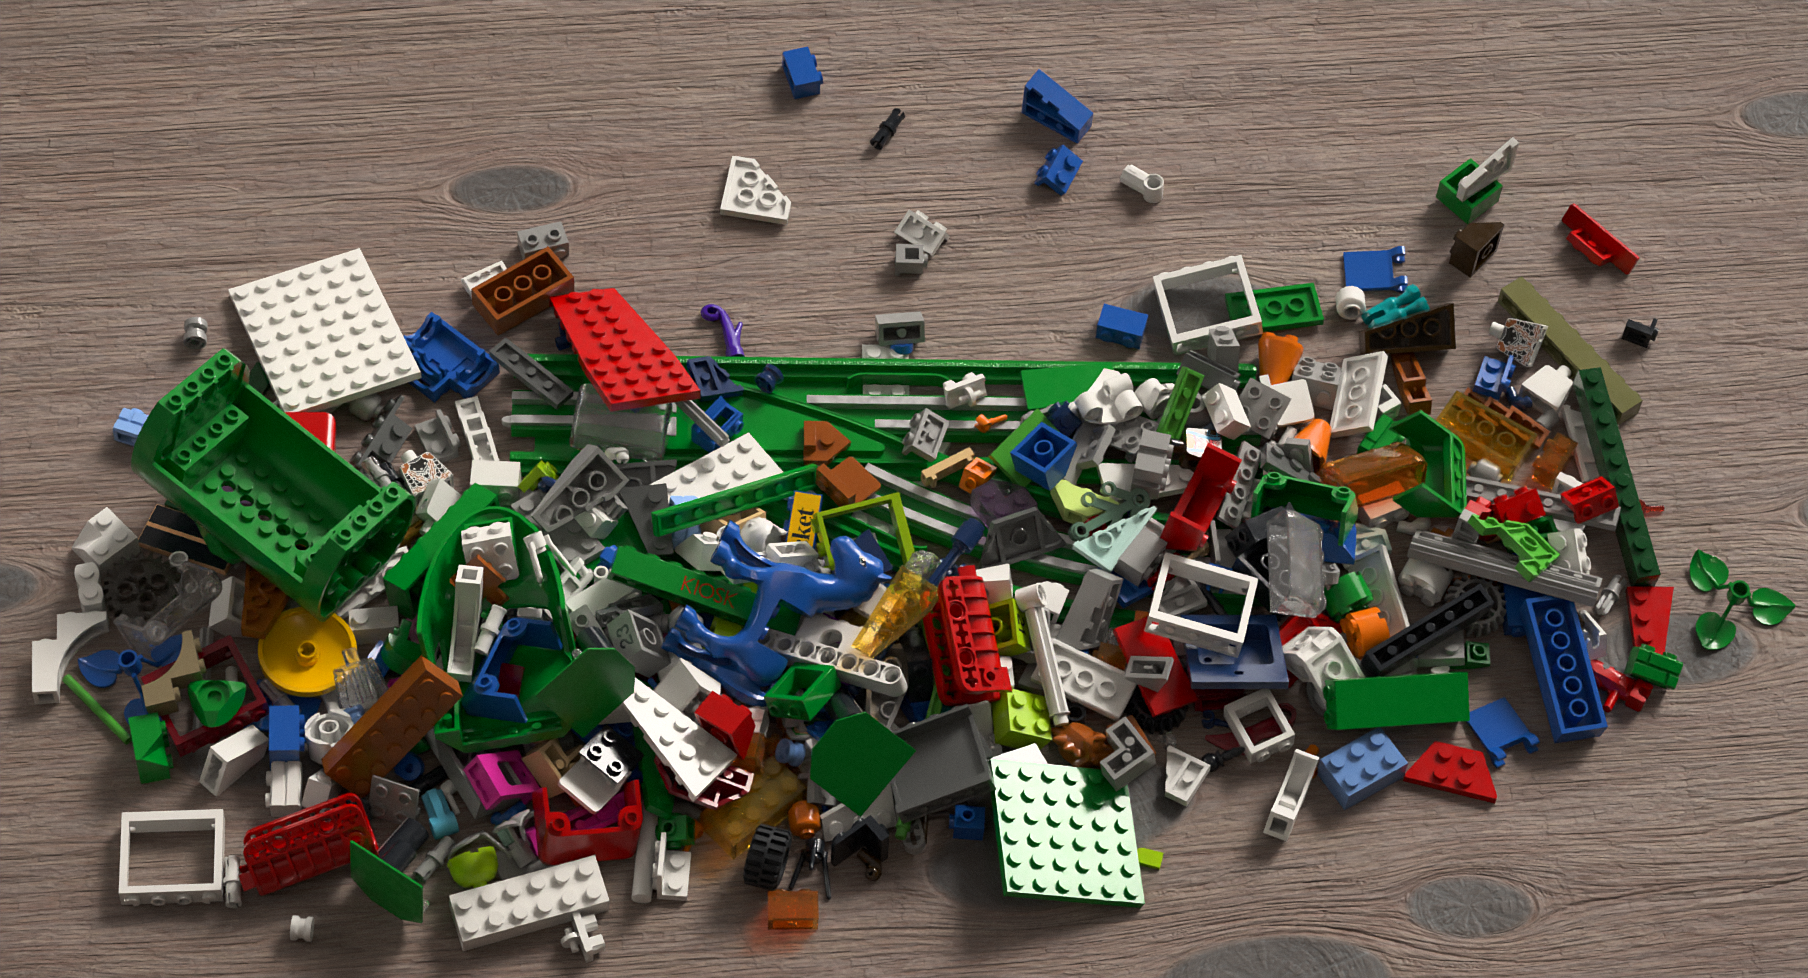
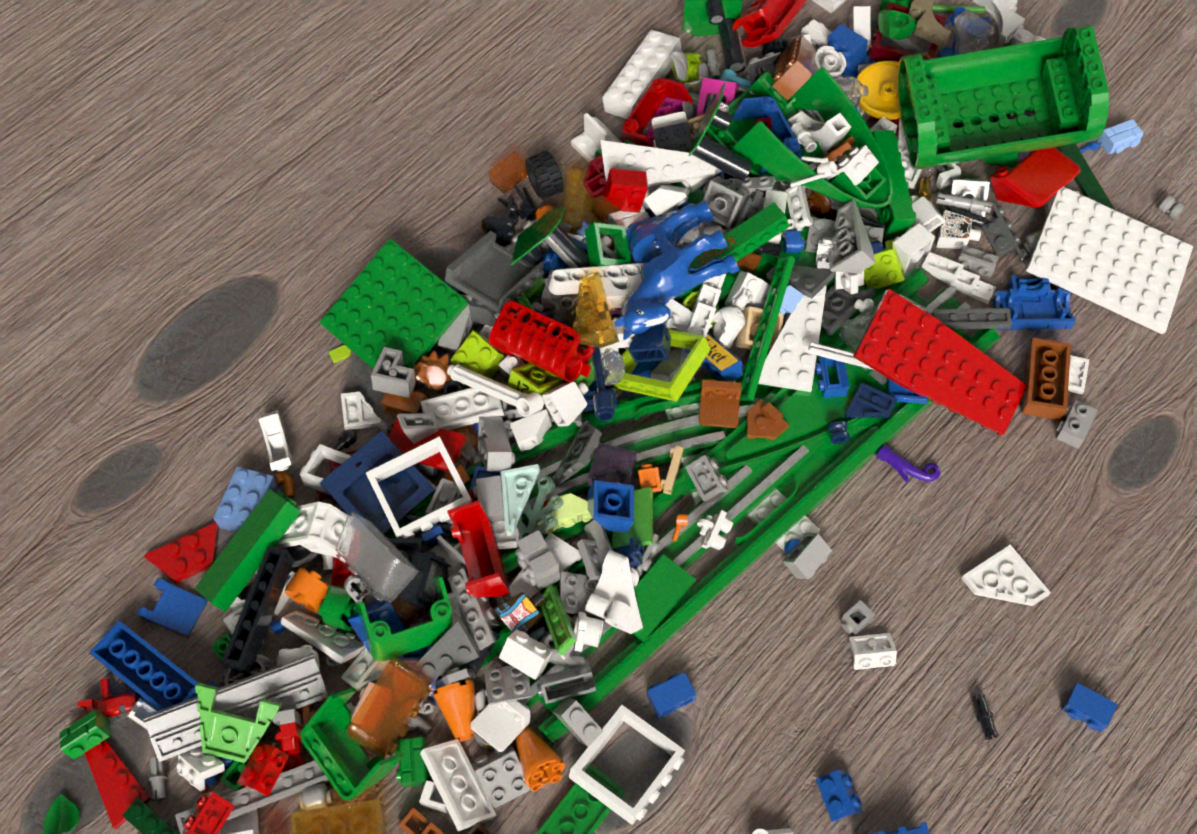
camera: 145 degrees right, 5 degrees up
(588, 945) = (598, 82): white hips -> none

